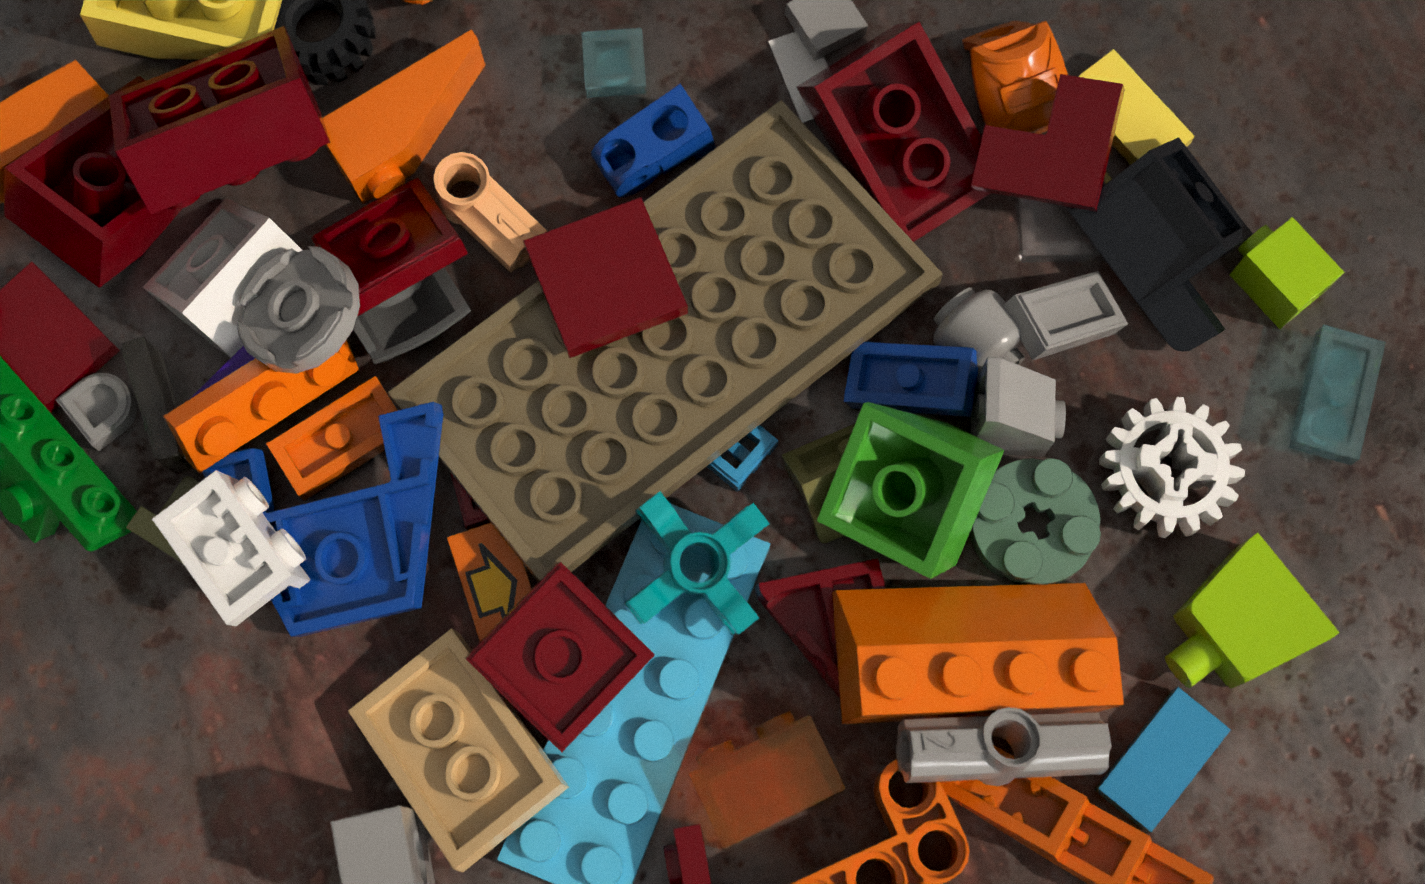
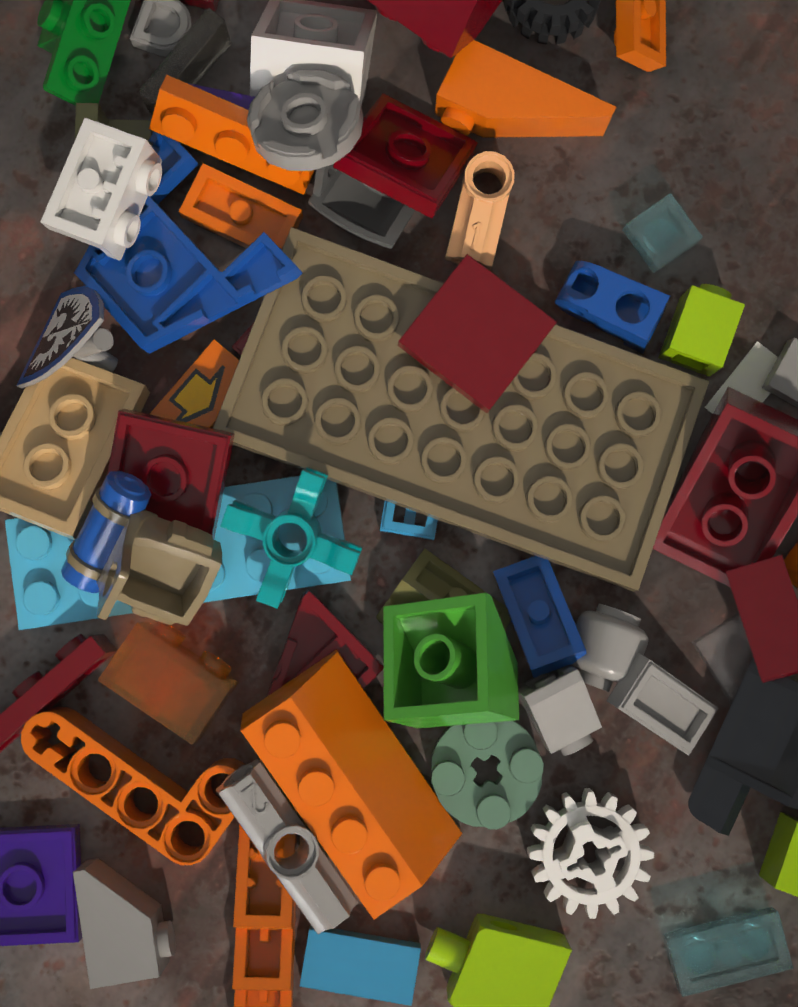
camera: 60 degrees right, 10 degrees up
(349, 670) = (71, 333): none -> shield
(626, 723) = (141, 558): none -> dark tan piece
(728, 79) = (702, 329): none -> lime brick

